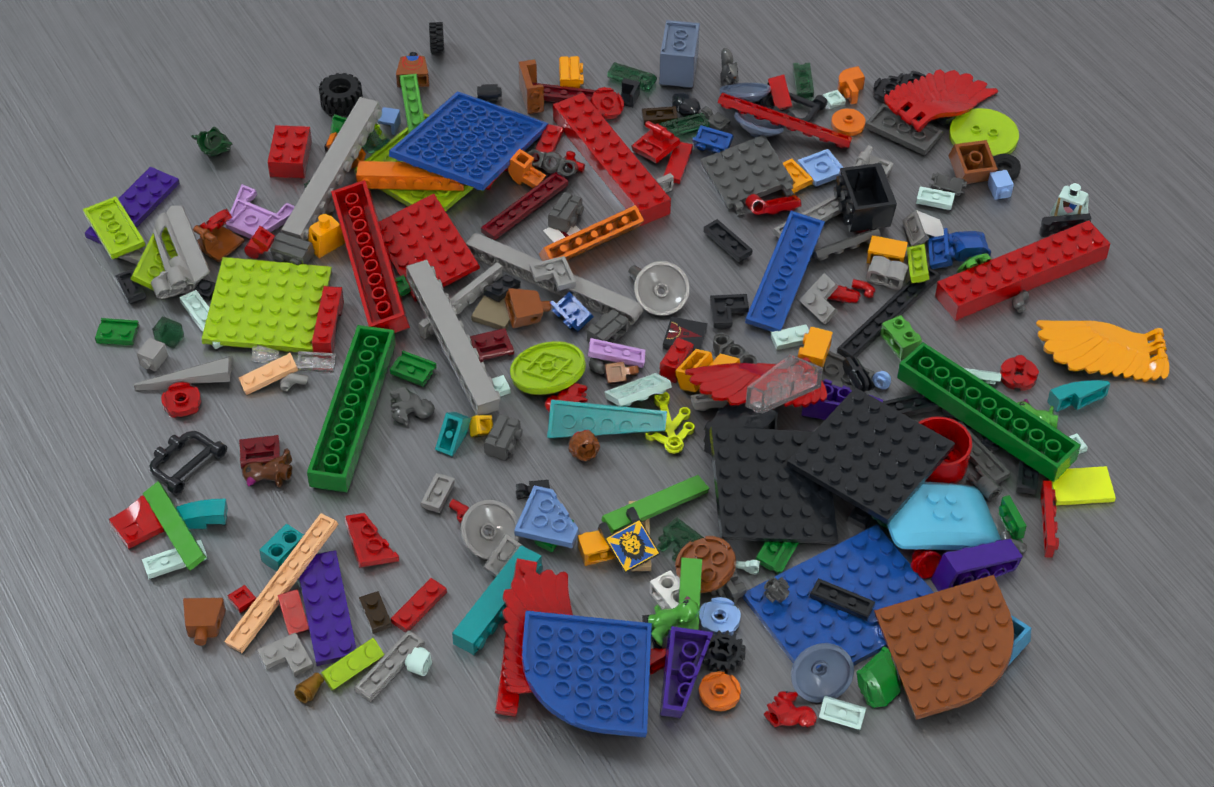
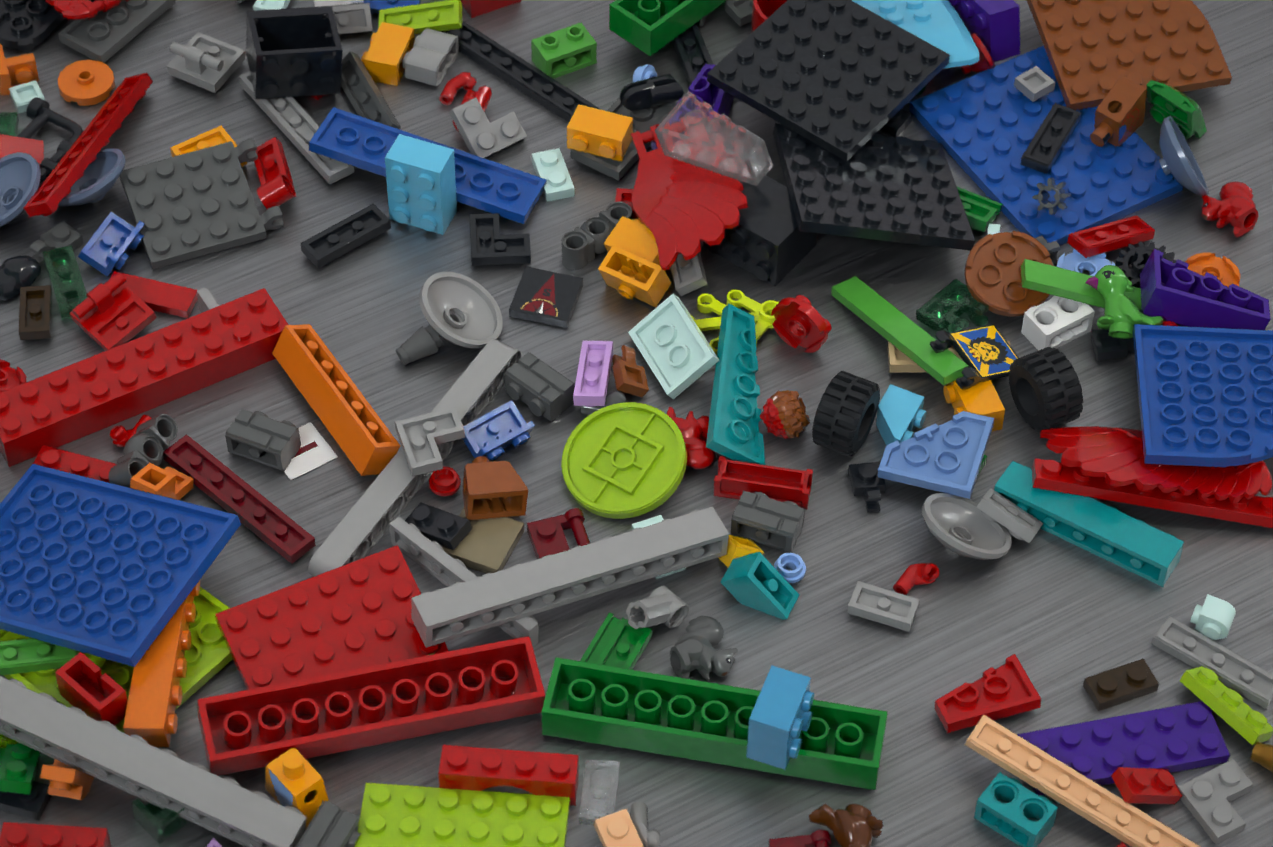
camera: 90 degrees left, 0 degrees up
(330, 414) = (779, 717): none -> dark azure brick
(379, 147) = (84, 685): none -> red piece
(418, 605) = (1101, 628): red plate -> none
(438, 387) = (658, 608): none -> light grey piece
(469, 445) = (793, 562): none -> light blue plate
(534, 437) = (775, 482): none -> red container
(540, 289) = (444, 482): none -> red plate
(576, 468) = (846, 413): none -> black tyre
(584, 504) = (899, 414): none -> medium azure slope
(598, 574) = (1045, 389): none -> black tyre
(655, 450) = (800, 323): none -> red plate
(674, 358) = (608, 301): red brick -> none
(752, 631) = (1110, 236): none -> red tile
(754, 258) = (421, 184): none -> medium azure brick
(821, 167) = (191, 114): light blue plate -> none
(842, 712) = (1227, 154): light aqua plate -> none
(858, 633) = (1119, 113): none -> dark orange torso
(892, 589) = (1034, 83): none -> light grey plate

